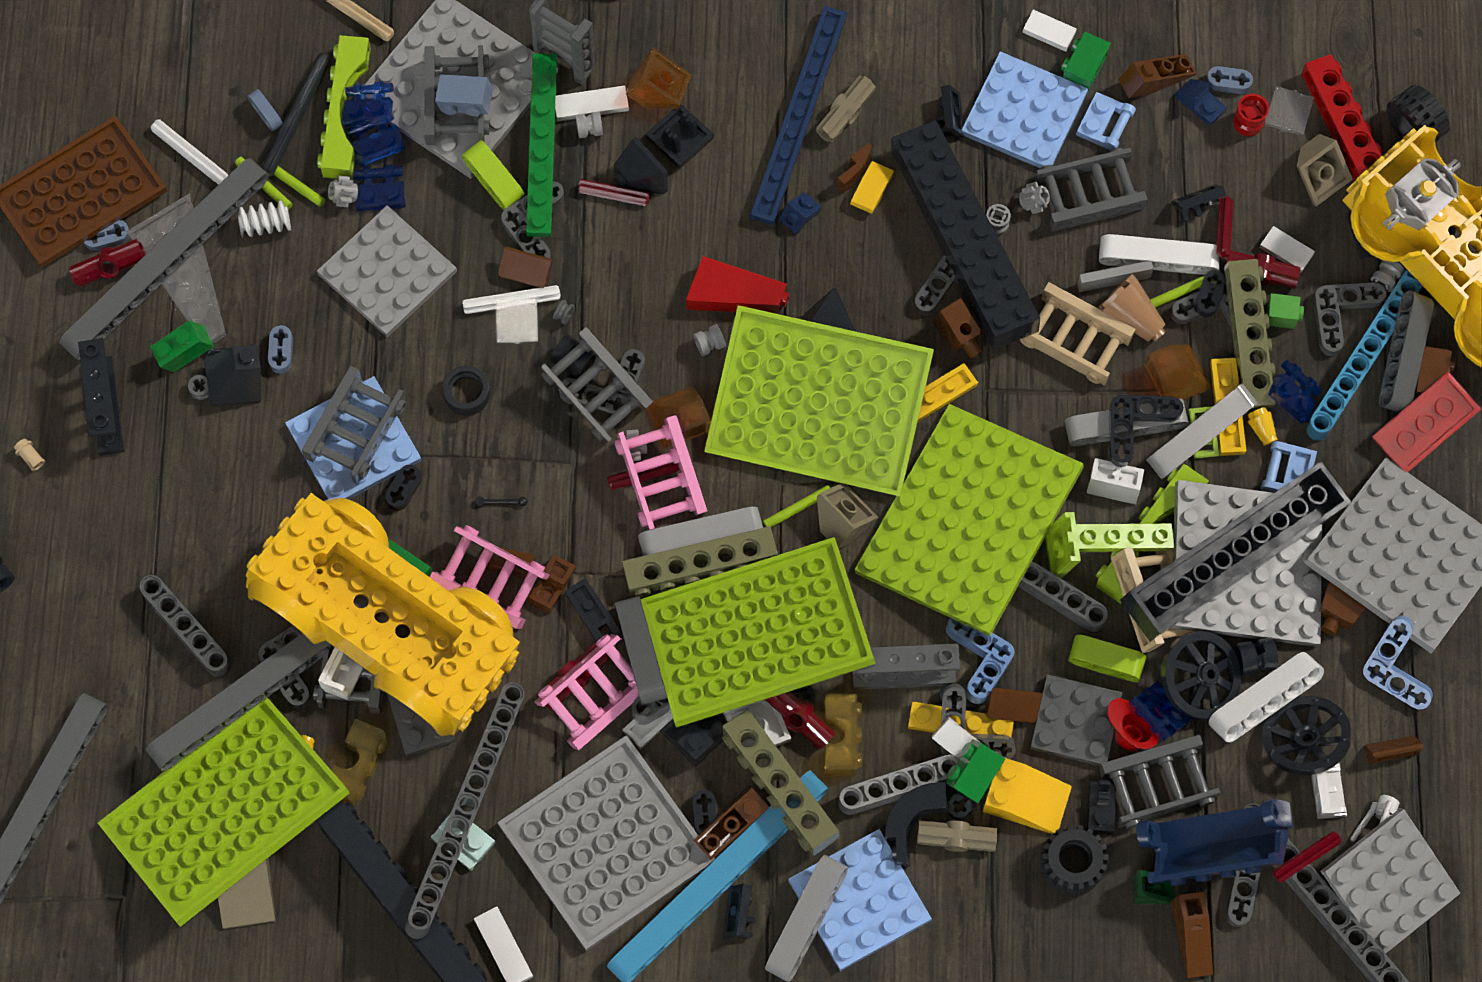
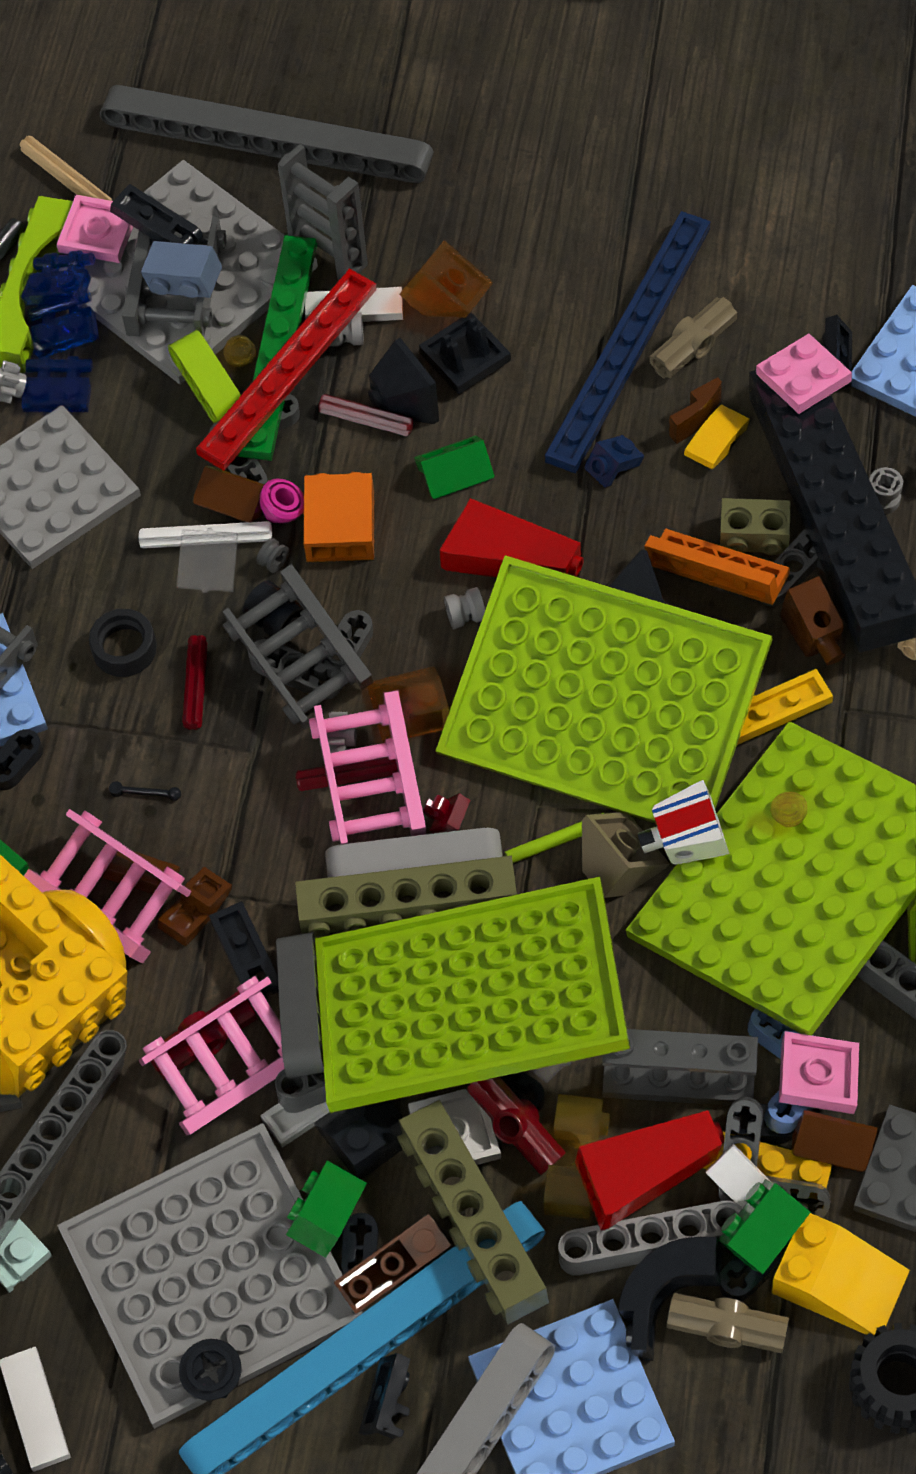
camera: 15 degrees right, 10 degrees down
(390, 59) = (94, 230): none -> bright pink plate
(436, 54) = (153, 218): none -> black plate
(511, 149) = (239, 351): none -> clear yellow plate
(523, 415) = (194, 682): none -> dark red axle
(553, 165) = (286, 369): none -> red tile
(565, 270) = (281, 501): none -> dark pink brick
(607, 277) = (339, 517): none -> orange brick
(607, 908) = (217, 1353): none -> black gear
(680, 790) = (325, 1209): none -> green brick
(685, 227) = (455, 466): none -> green panel
(719, 498) = (446, 812): none -> dark red tile
(885, 294) = (717, 566): none -> orange fence
(888, 493) = (686, 827): none -> torso
(888, 738) = (645, 1163): none -> red slope
(907, 250) = (755, 518): none -> olive brick
(932, 138) = (804, 373): none -> bright pink plate
(958, 472) = (789, 809): none -> clear yellow plate
(999, 660) = (819, 1072): none -> bright pink plate

